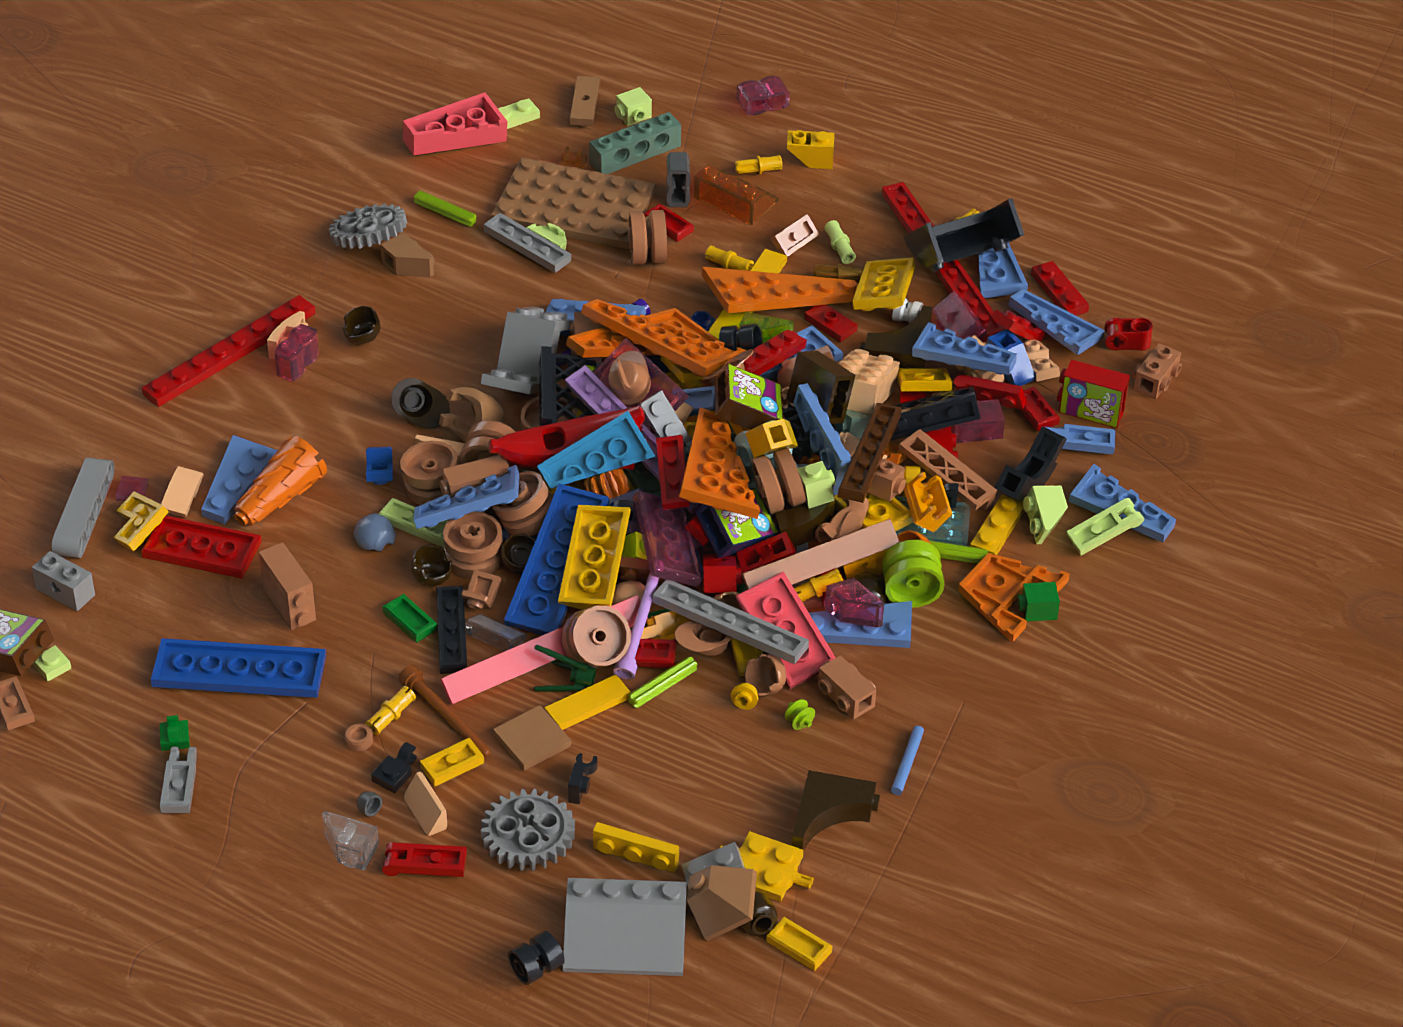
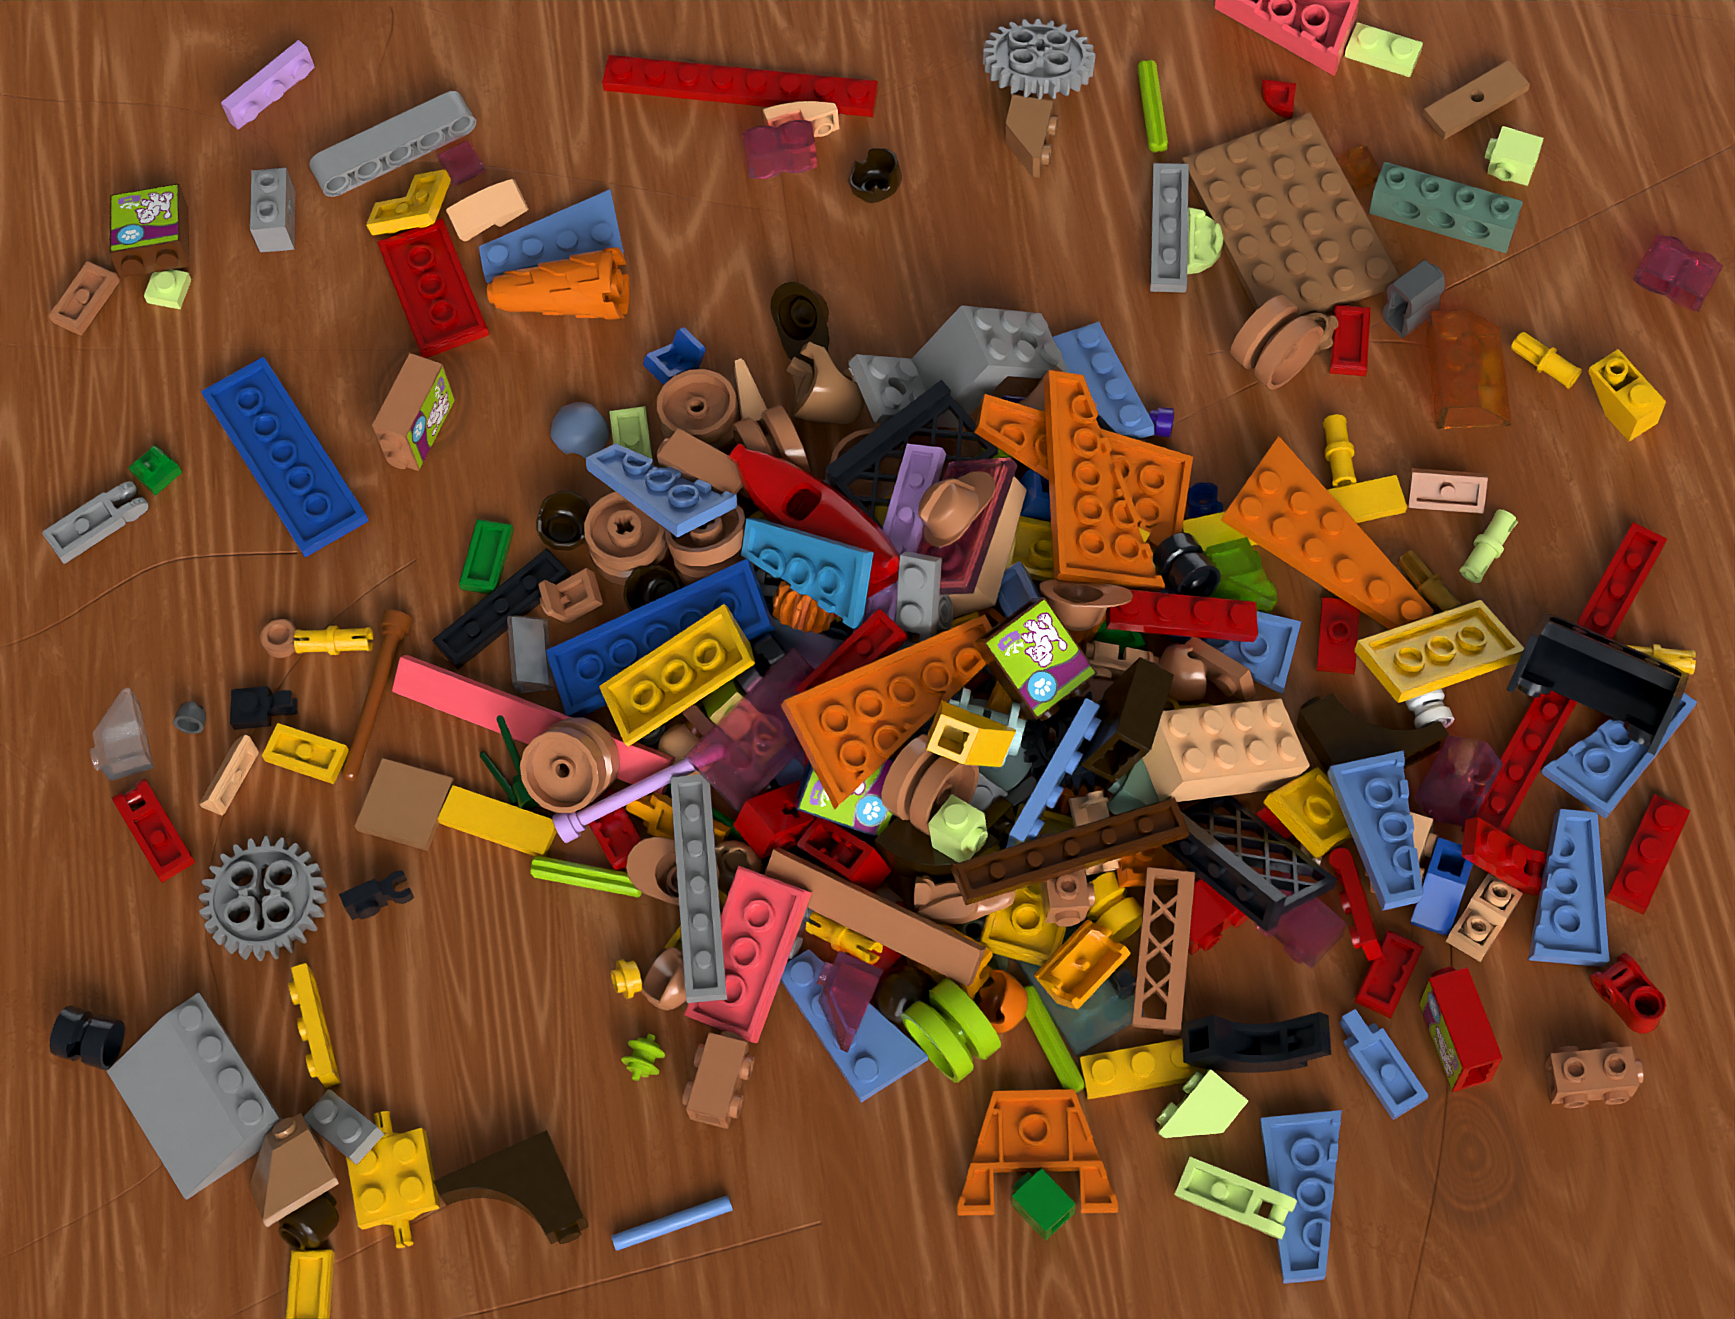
camera: 60 degrees right, 20 degrees up
(496, 164) = (1279, 97): none -> red tile

